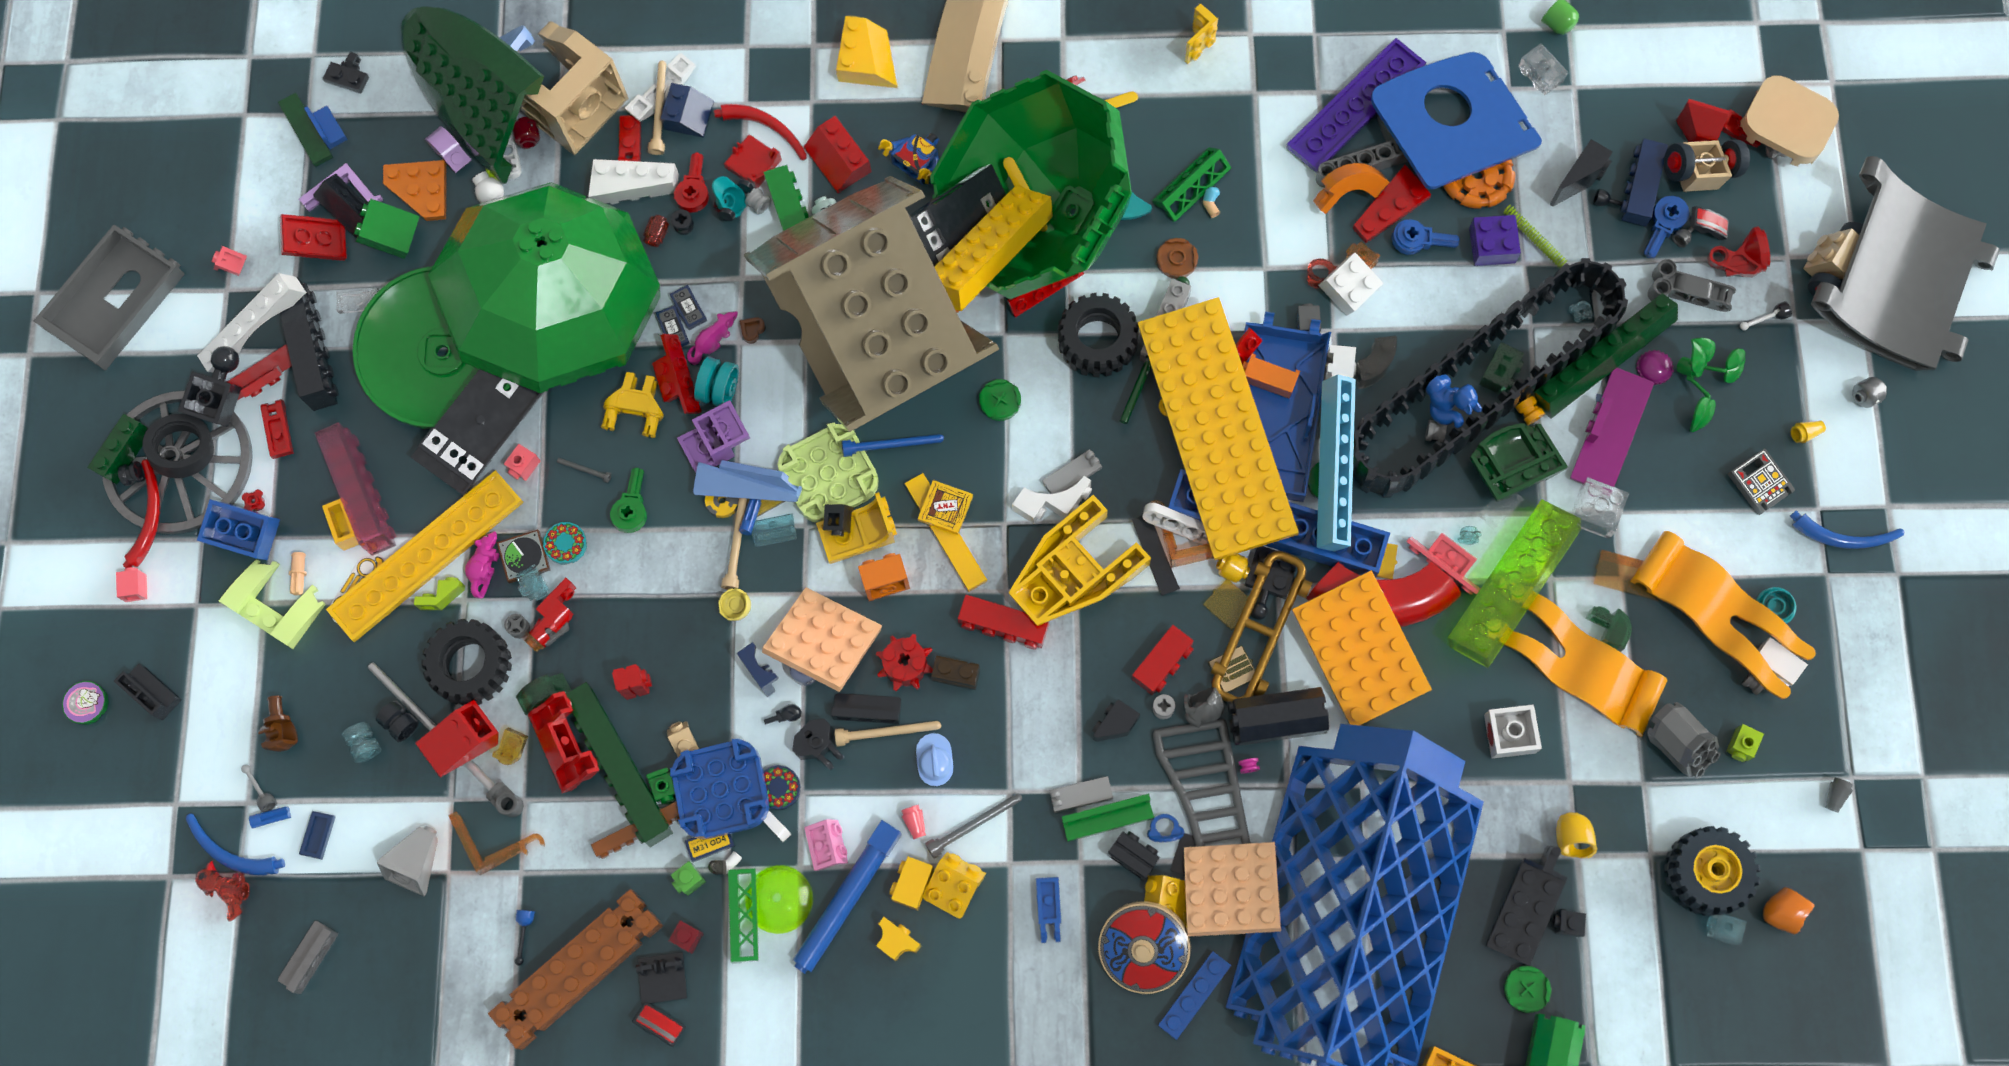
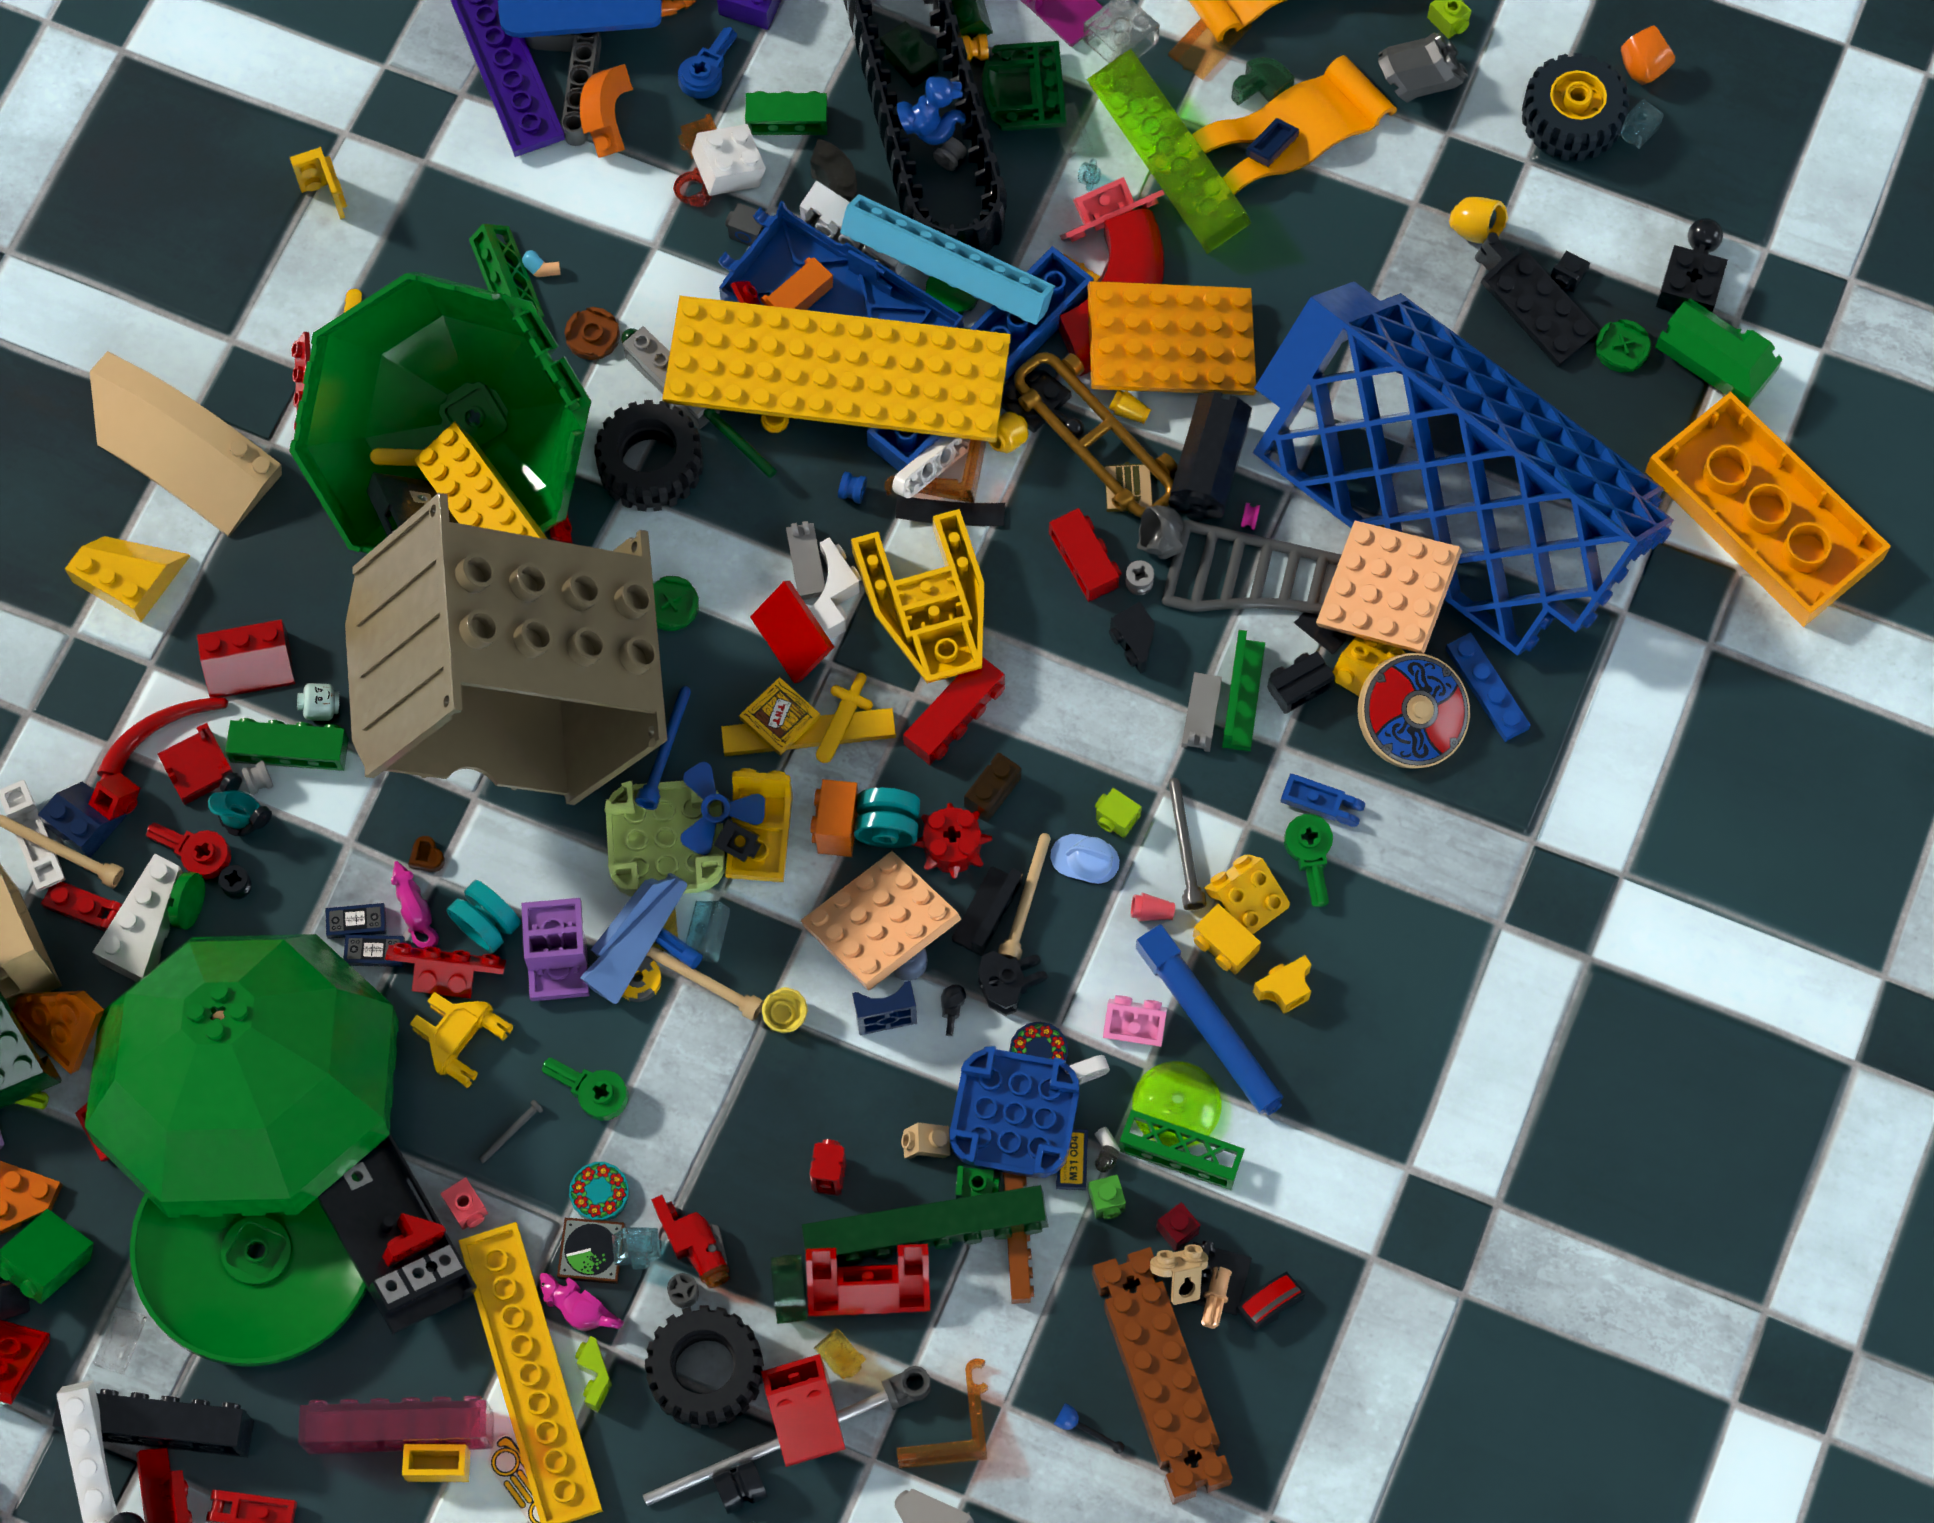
camera: 70 degrees left, 5 degrees down
(480, 443) = (418, 1236): none -> red slope
(487, 187) = (56, 1108): white piece -> none
(540, 164) = (60, 1023): none -> orange plate
(644, 984) = (1216, 1297): none -> light nougat axle
(649, 949) = (1180, 1266): none -> tan bracket
(653, 198) = (188, 900): none -> green tile
(655, 230) = (229, 918): clear red brick -> none
(706, 122) = (114, 796): none -> red brick
(862, 514) = (701, 834): none -> blue piece
(896, 611) = (887, 817): none -> teal wheel
(913, 155) = (302, 568): torso -> none
(974, 766) = (1117, 812): none -> lime brick
(978, 549) = (849, 702): none -> yellow sword
(1000, 918) = (1312, 856): none -> green piece
(1010, 487) = (792, 631): none -> red tile
(1140, 479) = (852, 487): none -> blue wheel
(1154, 835) = (1285, 651): blue piece -> none
(1227, 603) = (1047, 459): clear yellow piece -> none
(1294, 643) = (1129, 407): none -> yellow cone
(1393, 203) = (649, 78): red wing -> none
(1410, 307) = (787, 113): none -> green brick
(1512, 731) = (1335, 229): white brick -> none
(1562, 655) = (1272, 142): none -> dark blue tile
(1621, 1020) = (1695, 271): none -> black brick

